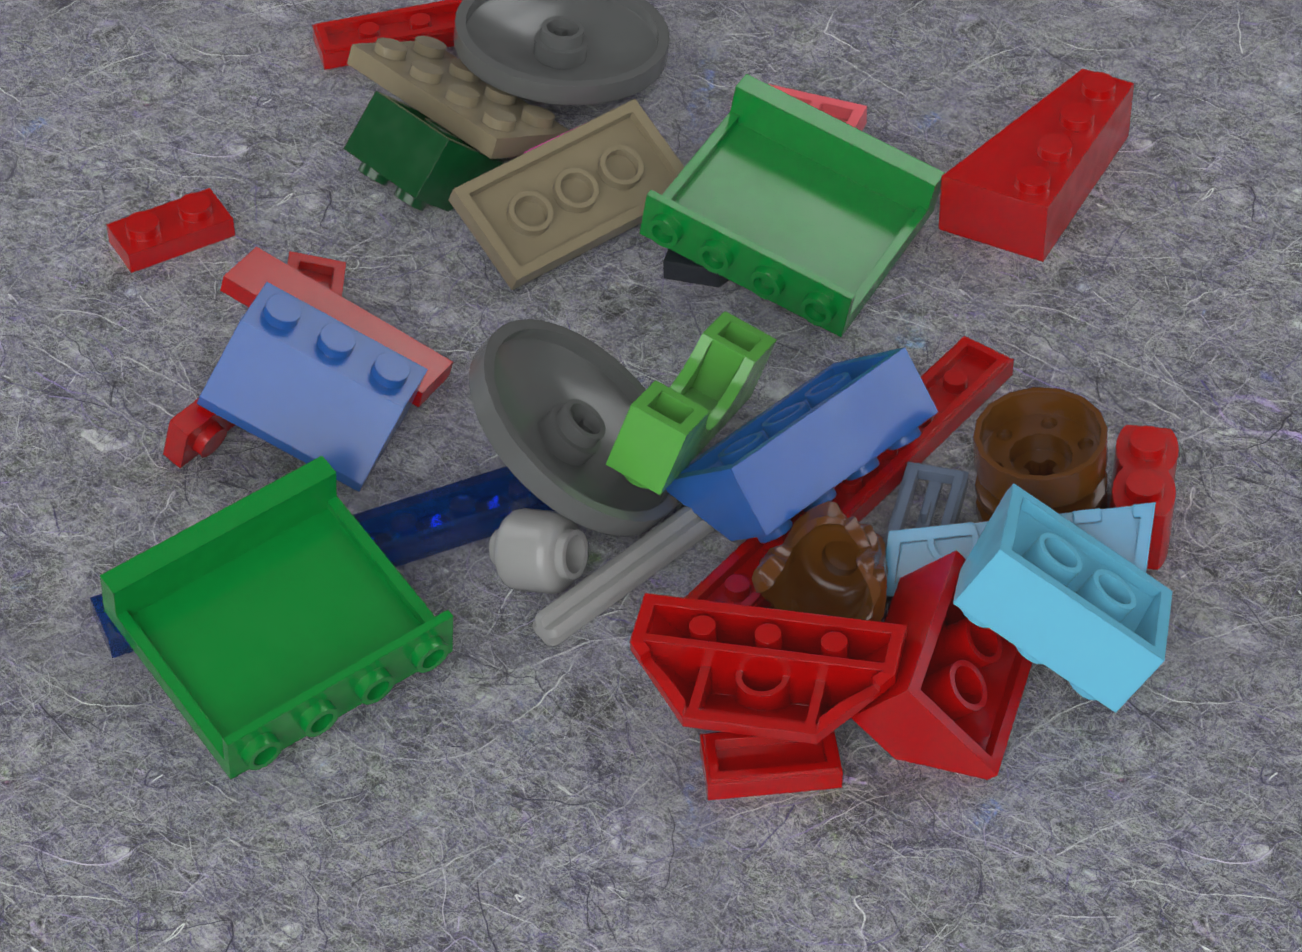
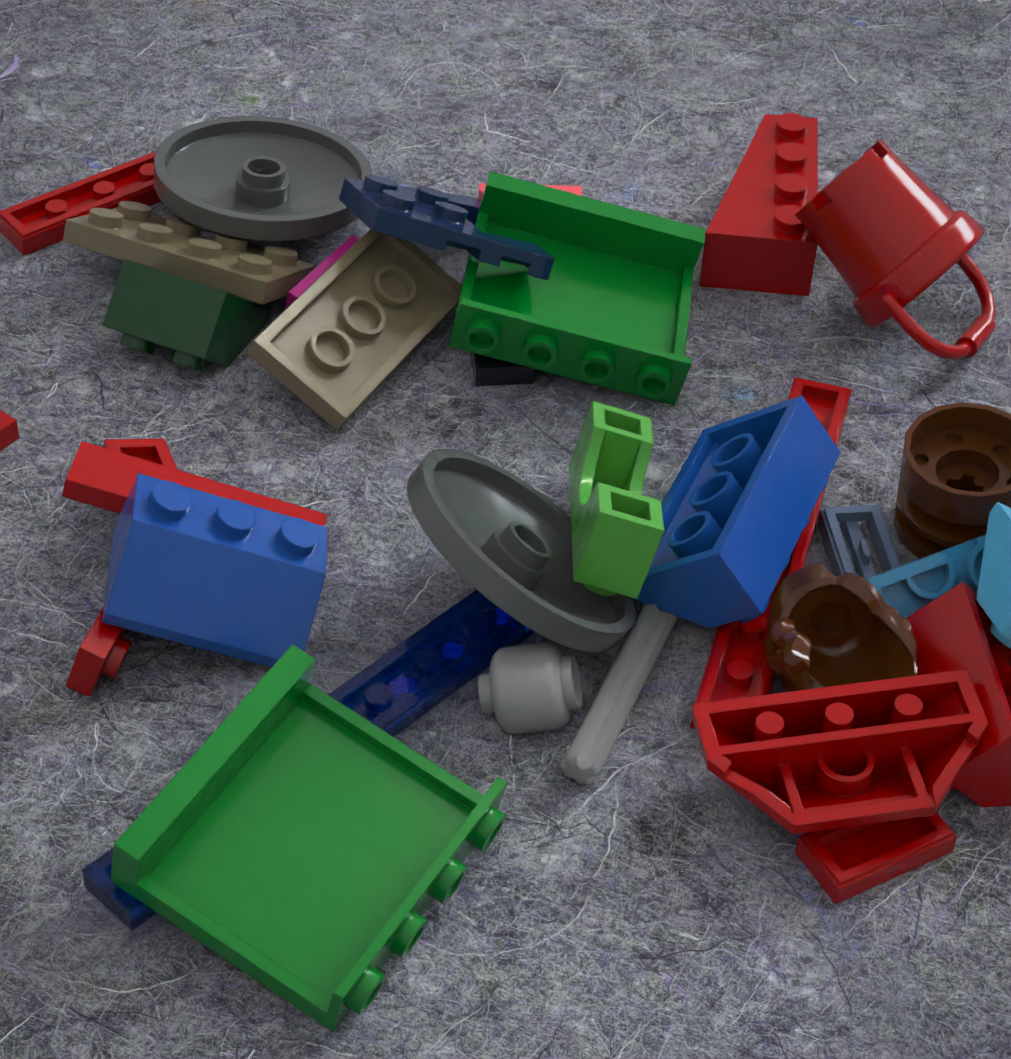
camera: 25 degrees left, 0 degrees up
(678, 106) = (437, 221): none -> dark blue wing
(1116, 225) = (893, 242): none -> red piece

